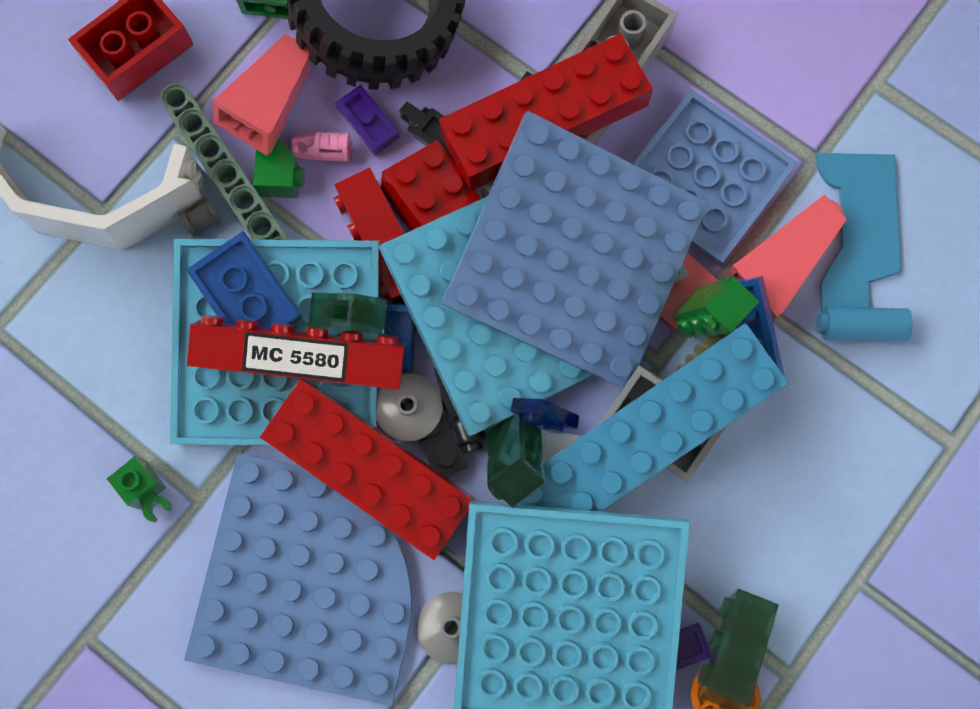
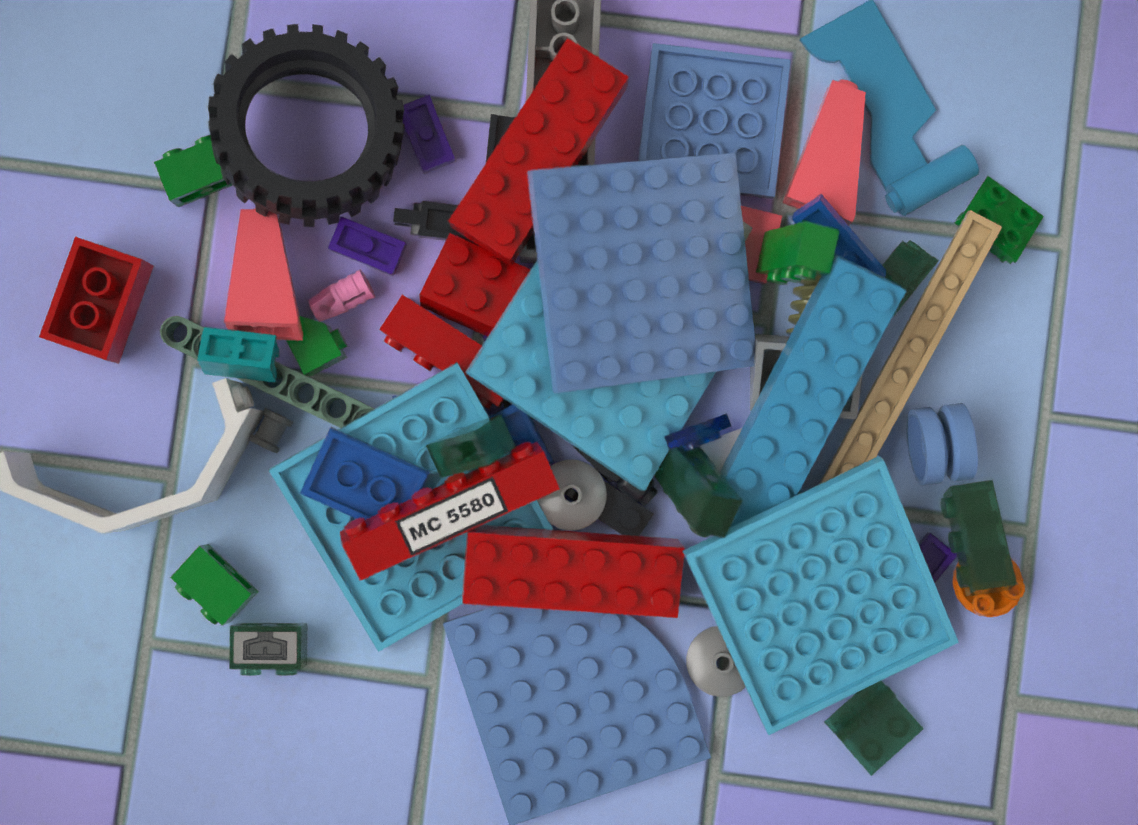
camera: 35 degrees left, 10 degrees up
(75, 312) = (213, 585): none -> green brick
(85, 387) = (268, 647): none -> brick
(139, 487) = (375, 703): green brick -> none
(209, 137) = (238, 354): none -> teal hinge
(467, 61) = (427, 134): none -> dark purple plate
(751, 546) = (942, 444): none -> medium blue wheel
(780, 445) = (915, 344): none -> tan plate
(805, 385) = (908, 267): none -> clear green hinge
(906, 389) = (1008, 211): none -> green hinge

